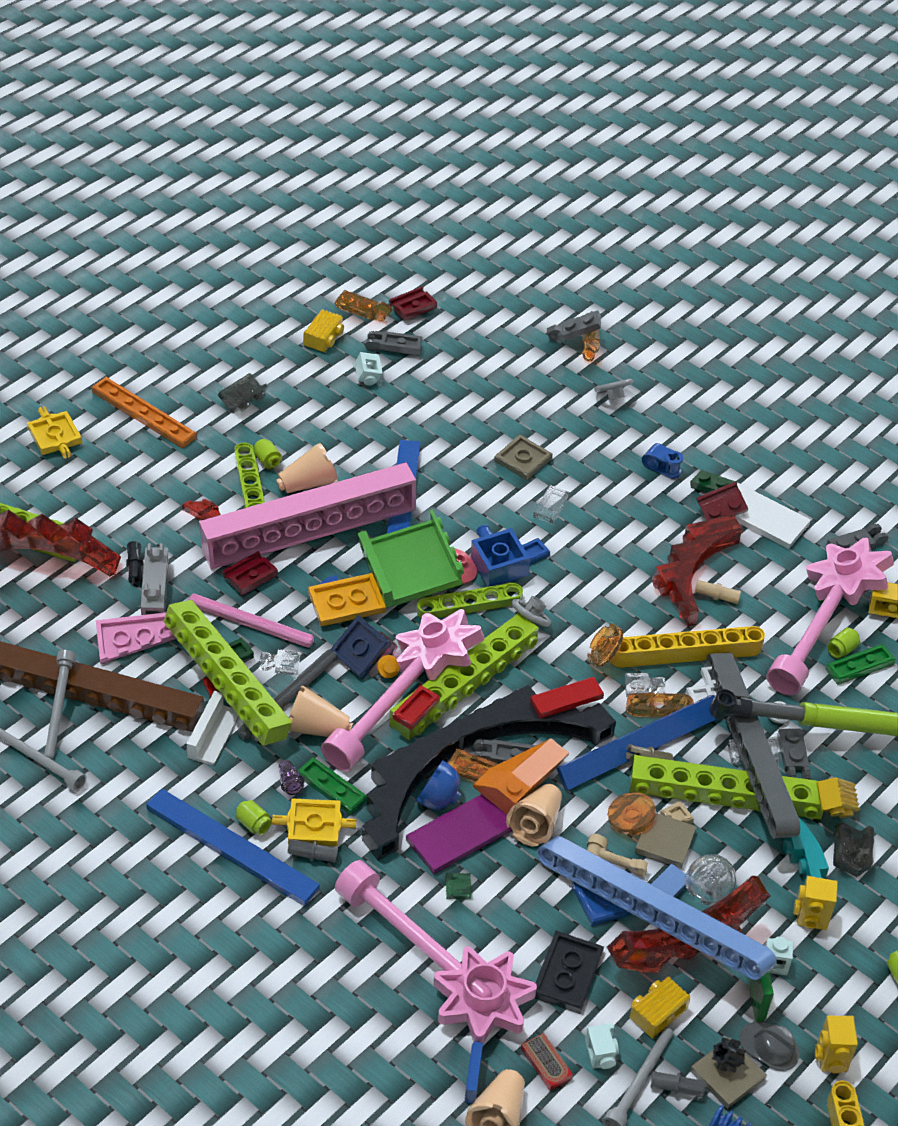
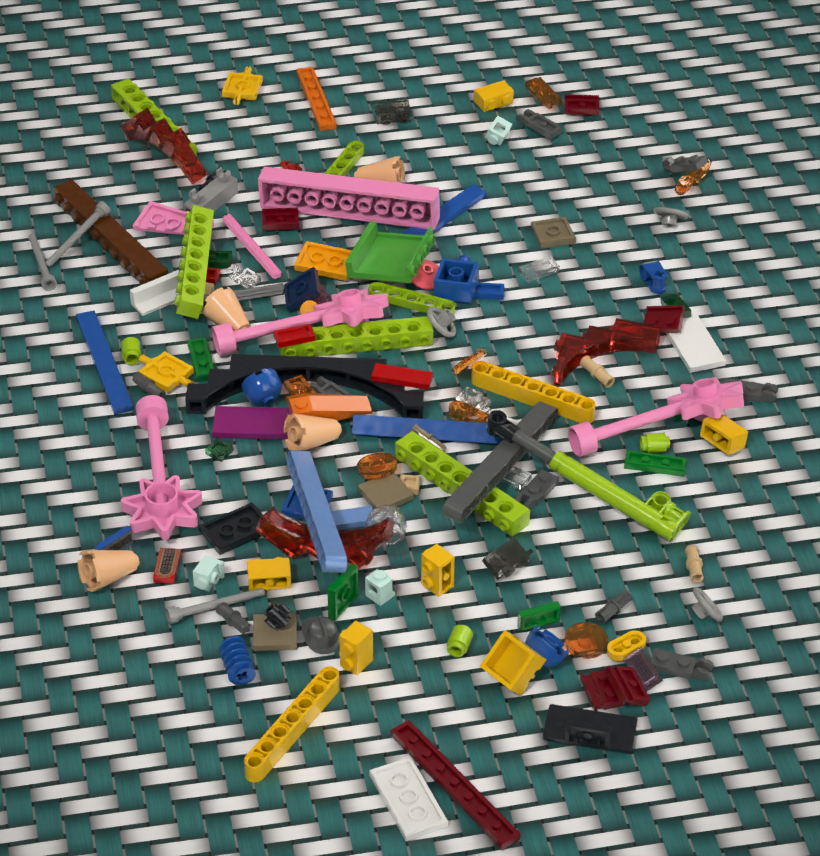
camera: 40 degrees right, 5 degrees down
(267, 453) = (369, 154): lime brick -> none
(290, 778) = (177, 342): clear purple cone -> none
(597, 845) = (332, 474): tan brick -> none
(807, 853) = (470, 544): teal slope -> none
(838, 797) = (526, 520): yellow brick -> none

